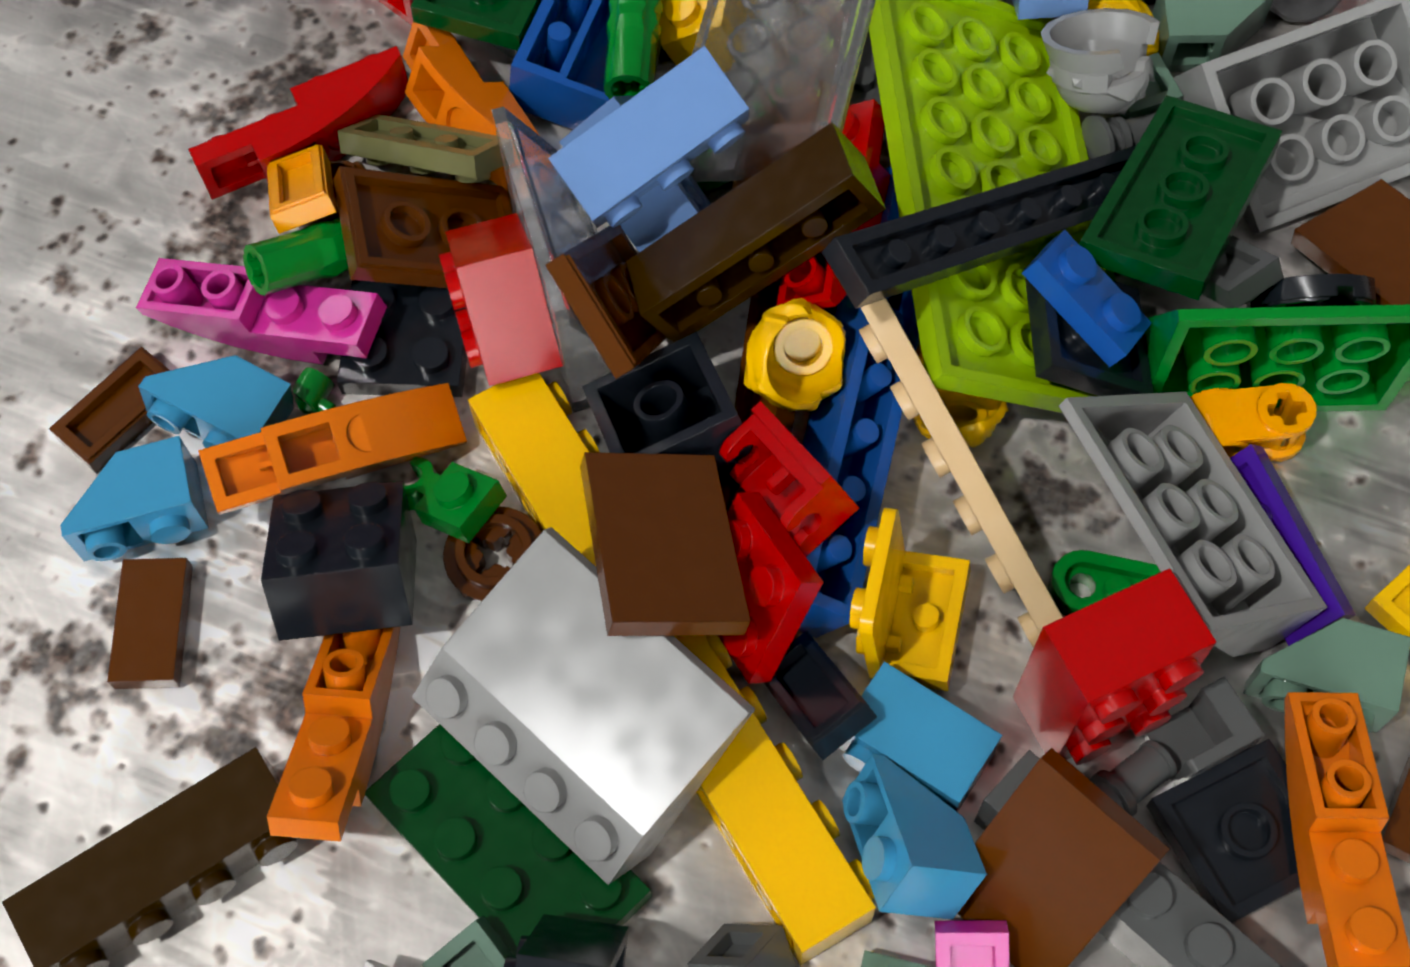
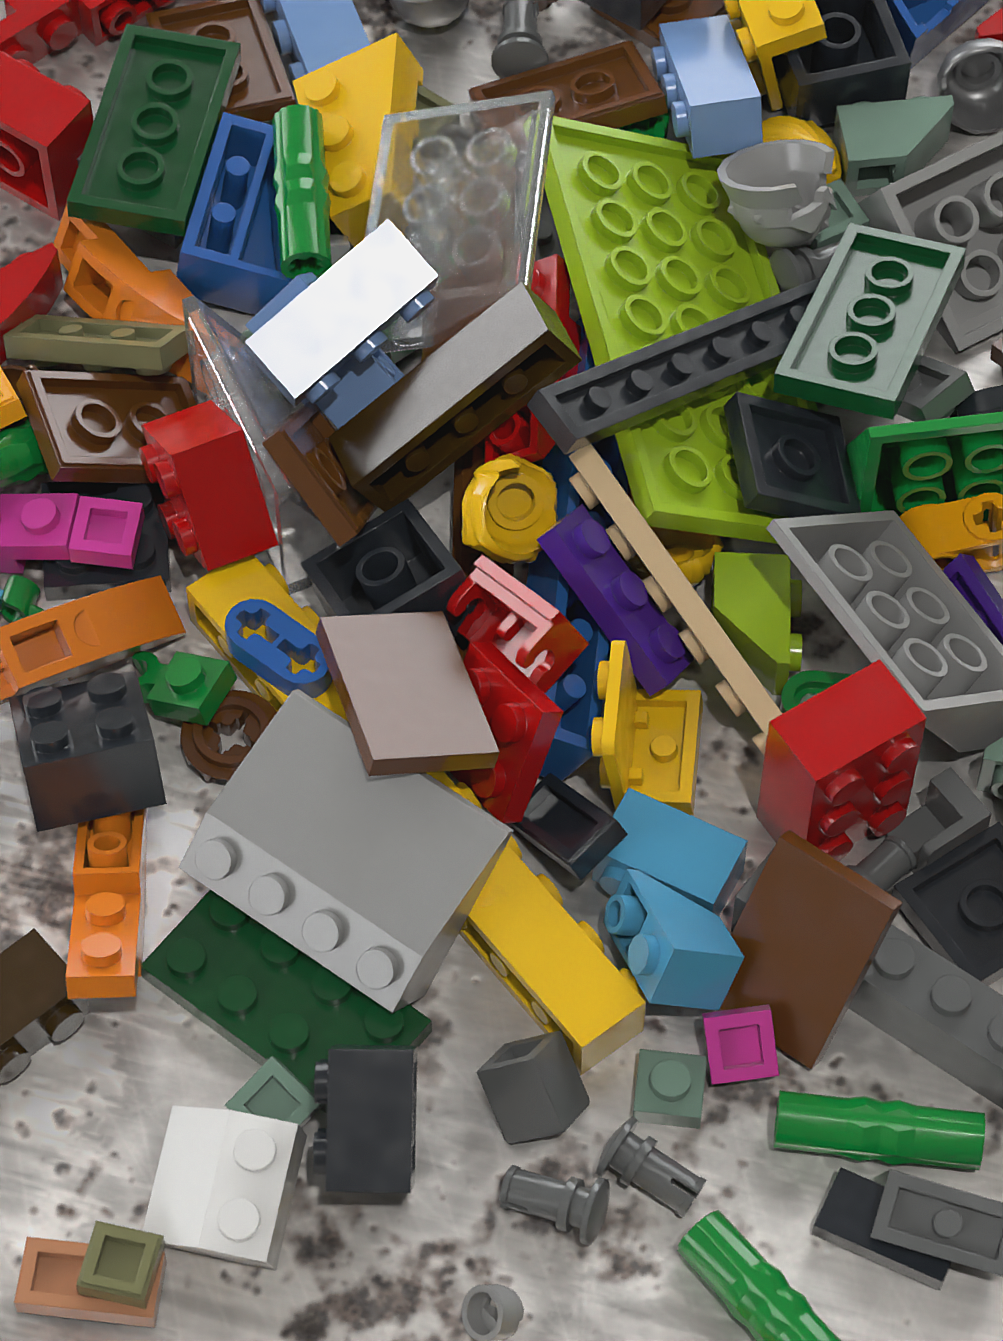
camera: 10 degrees left, 5 degrees down
(399, 335) = (106, 532): none -> dark pink plate
(537, 484) = (272, 657): none -> blue beam
(893, 459) = (616, 598): none -> dark purple plate
(1032, 478) = (754, 608): none -> lime slope
(1087, 298) = (786, 428): blue plate -> none

